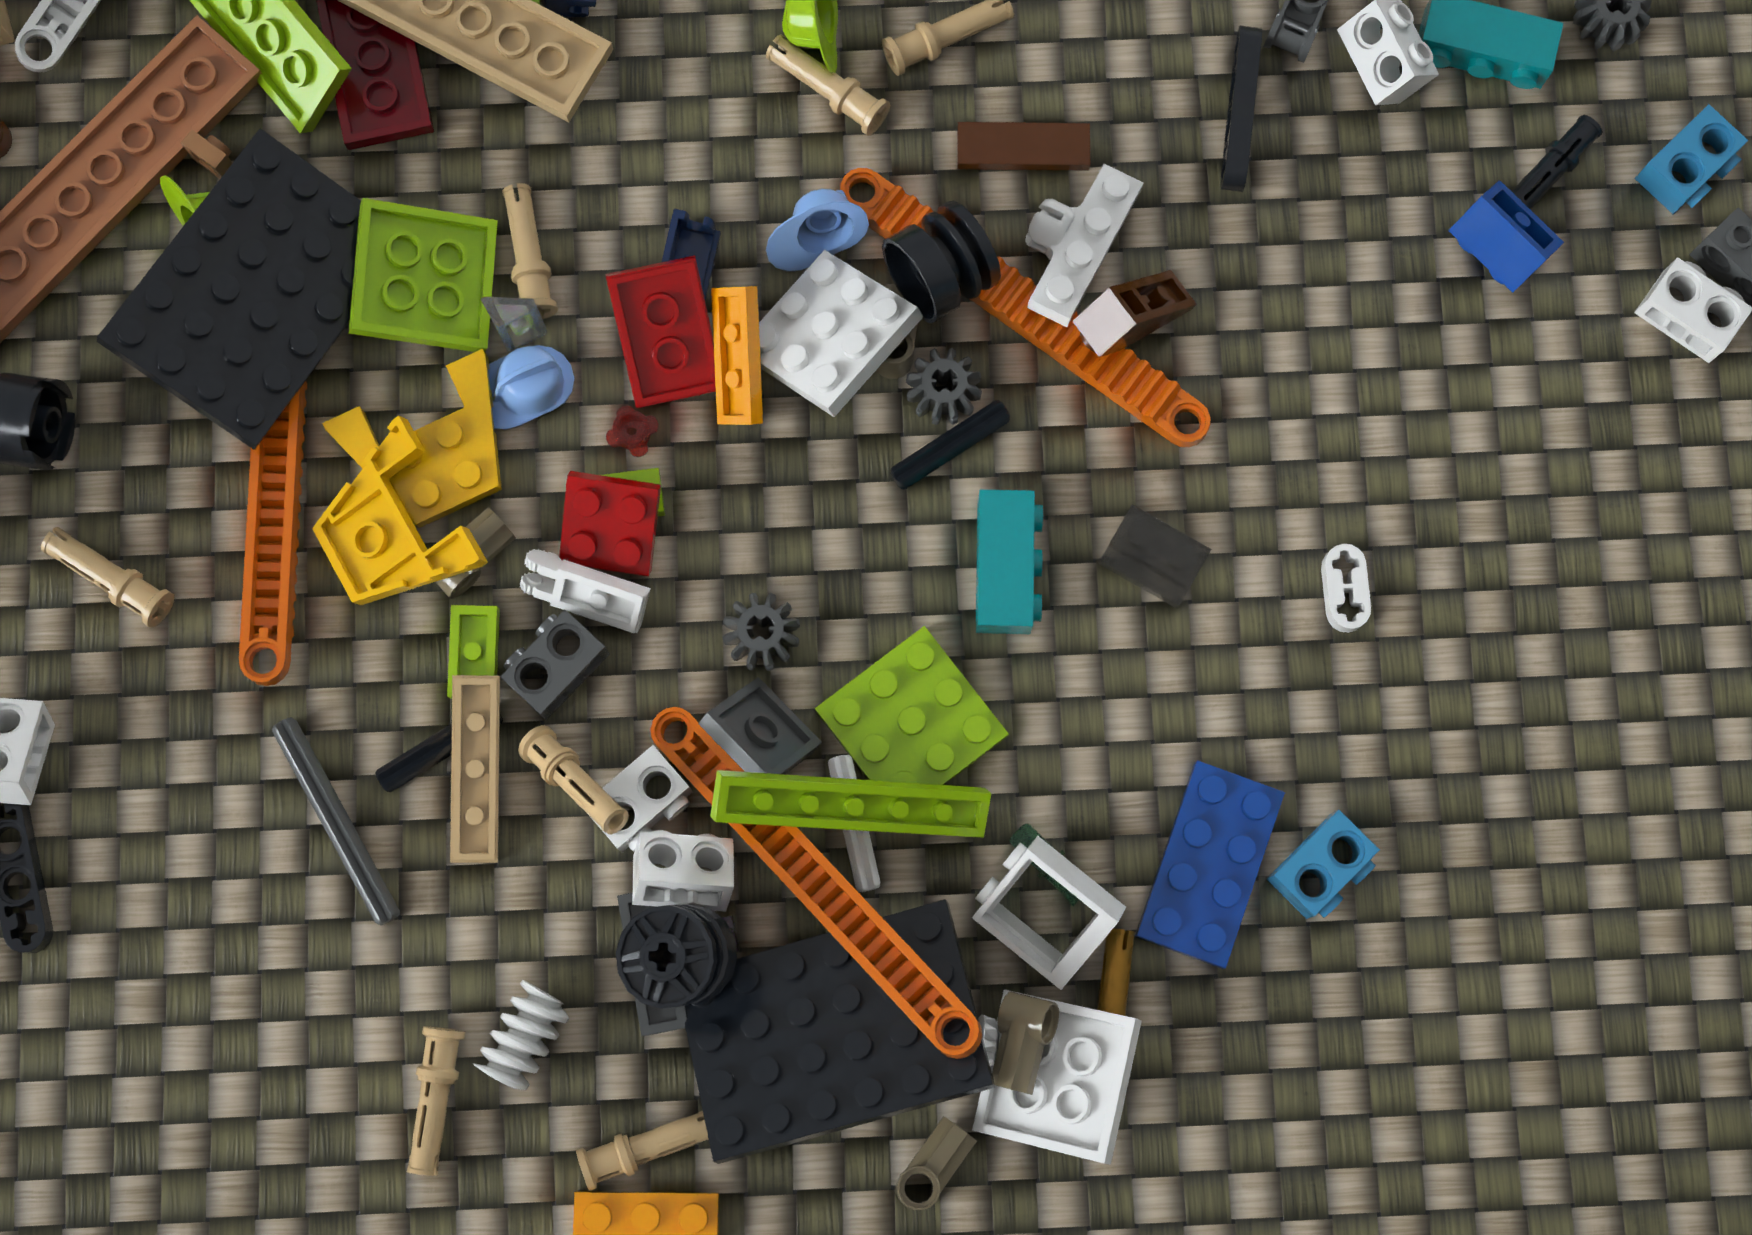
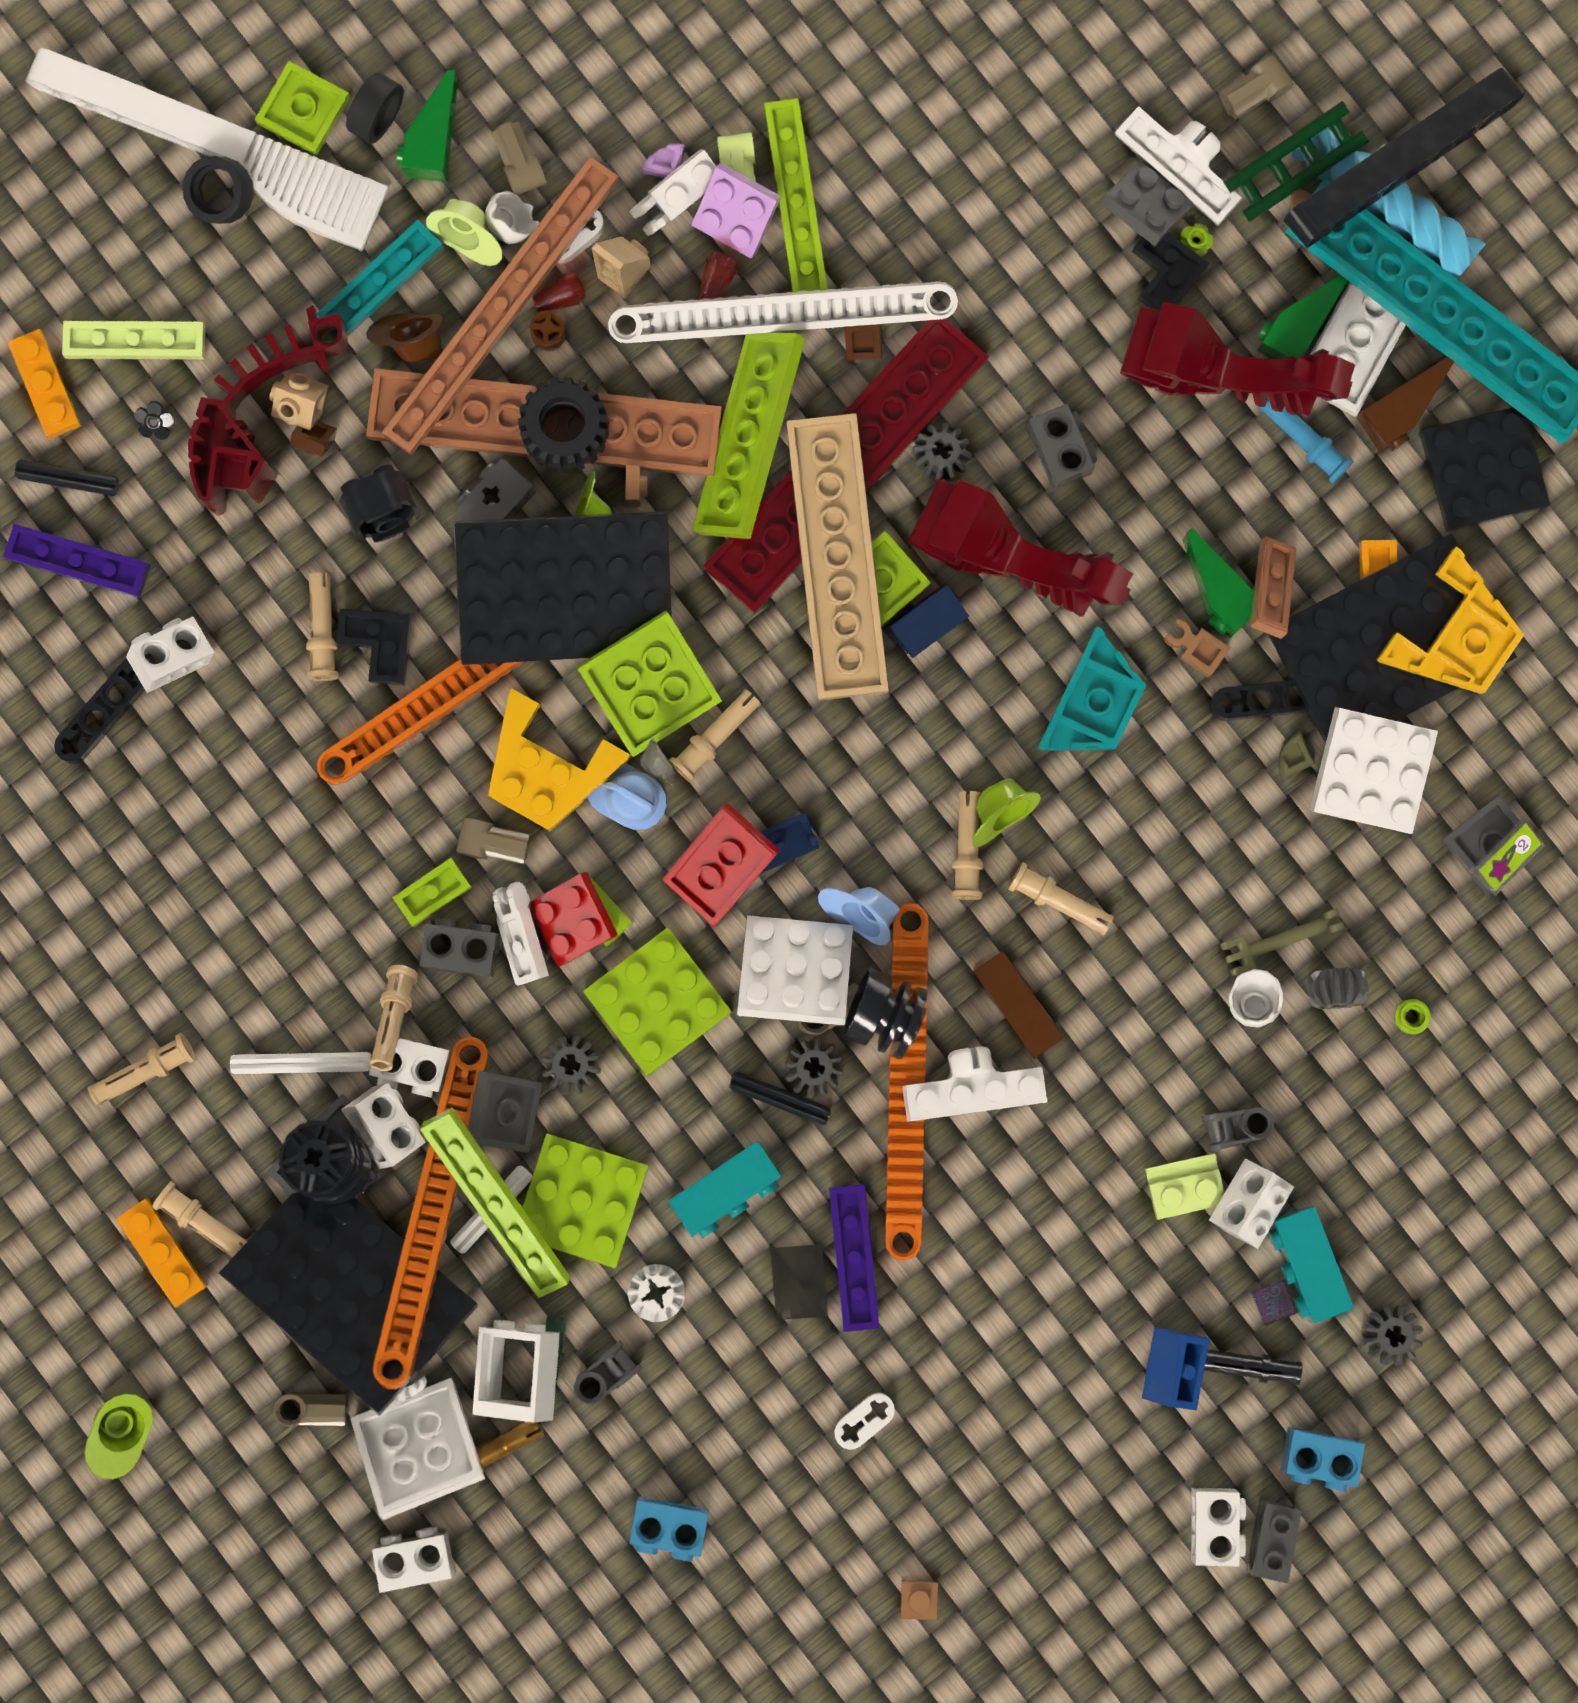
camera: 55 degrees right, 5 degrees up
(69, 144) = (563, 396): none -> black tyre
(97, 285) = (496, 479): none -> dark grey brick
(166, 514) = (386, 636): none -> black plate
(336, 821) = (268, 884): dark grey axle -> none
(374, 538) = (459, 777): yellow wing -> none
(417, 760) = (359, 914): black axle -> none
(475, 769) = (359, 948): tan tile -> none
(523, 1037) = (215, 1100): white piece -> none
(551, 919) = (300, 1063): none -> white axle
(627, 419) = (636, 883): clear red plate -> none
(737, 355) = (737, 922): light orange plate -> none
(759, 501) = (657, 1001): none -> lime plate
(1025, 1029) = (430, 1410): dark tan piece -> none
(1046, 722) = (672, 1299): none -> white gear
(1114, 812) = (607, 1373): none -> dark grey piece
(1132, 312) = (948, 1159): reddish brown slope -> none
(1169, 481) = (854, 1258): none -> dark purple plate
(1186, 1172) = (415, 1569): none -> white brick
(1210, 864) = (621, 1454): blue plate -> none
(1241, 108) = (1144, 1131): black beam -> none
(1323, 110) = (1185, 1186): none -> yellowish green plate
(1499, 105) = (1274, 1302): none -> clear smoke tile
(1571, 660) = (919, 1600): none -> medium nougat plate

